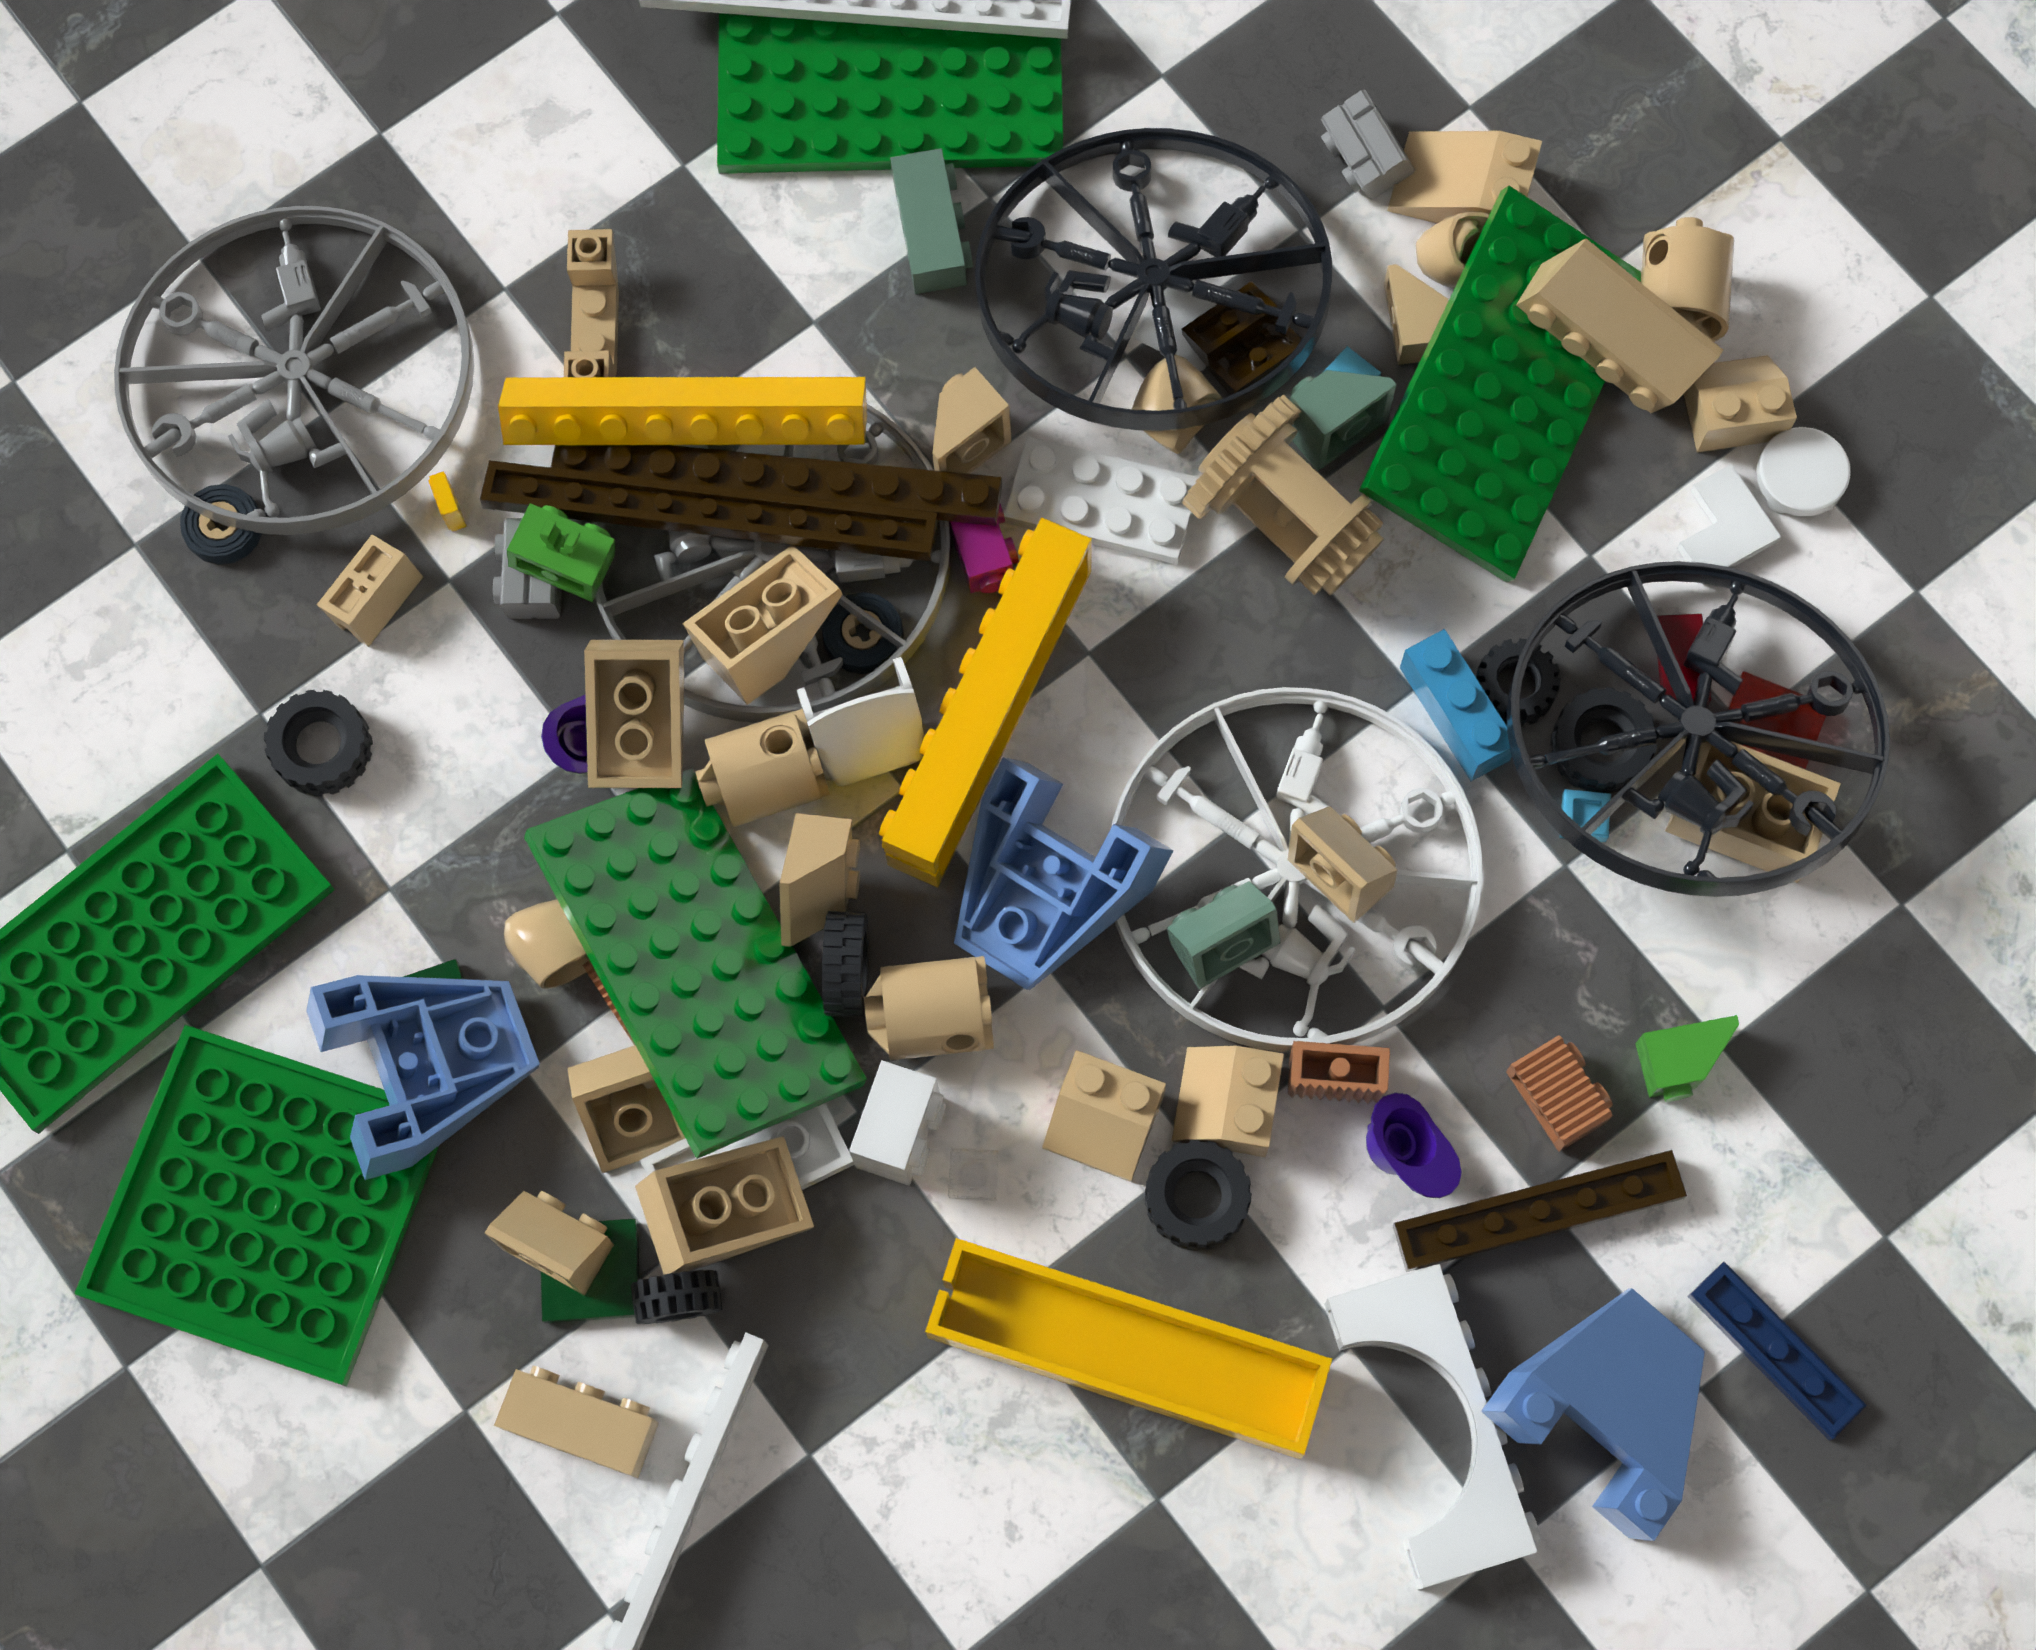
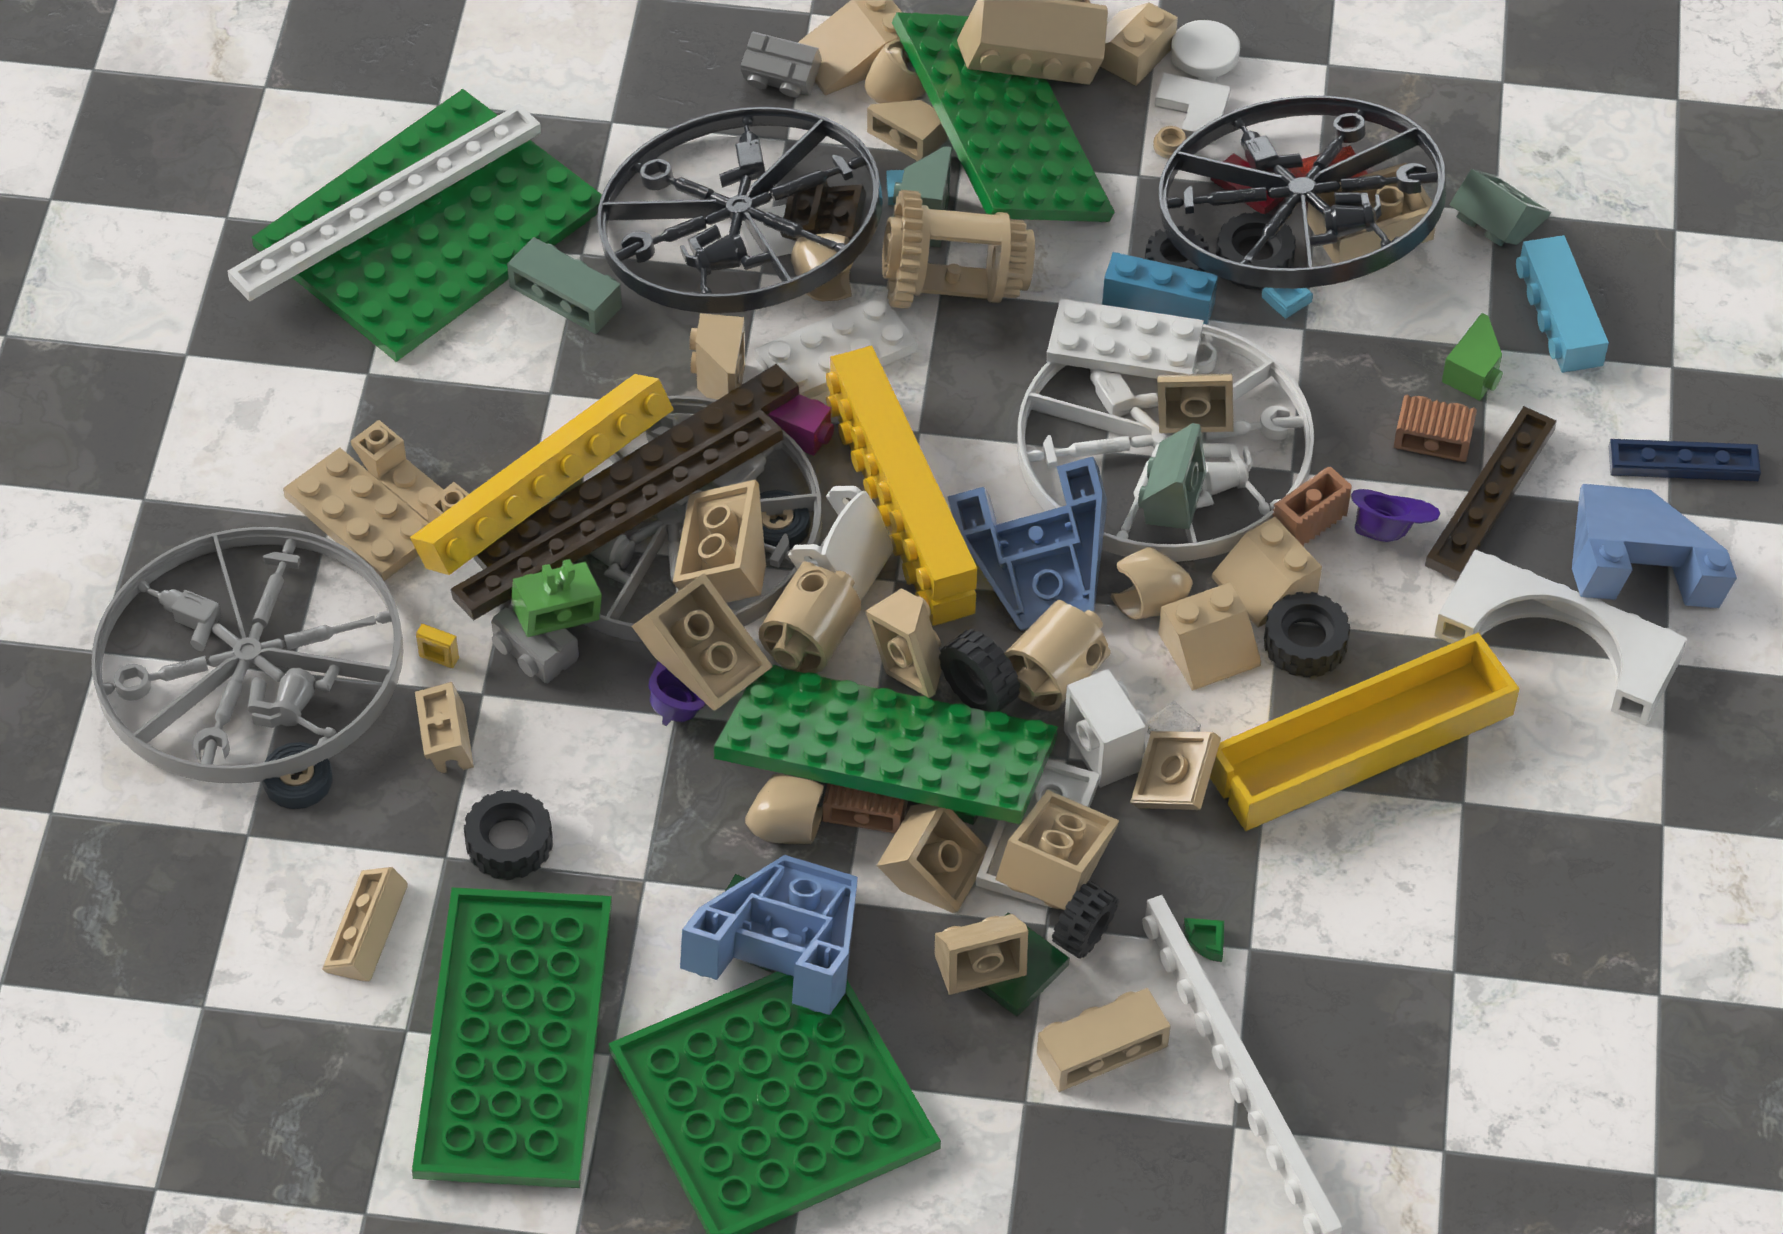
camera: 50 degrees left, 20 degrees down
(132, 721) = (366, 924): none -> tan slope
(525, 303) = (357, 512): none -> tan plate
(779, 1409) = (1205, 937): none -> green tile
(912, 1227) = (1175, 770): none -> tan tile
(1107, 1013) = (1155, 581): none -> tan piece
(1359, 734) = (1123, 340): none -> white plate
(1653, 546) = (1168, 140): none -> tan plate
(1842, 1072) = (1562, 304): none -> medium azure brick
(1900, 908) = (1497, 208): none -> sand green slope

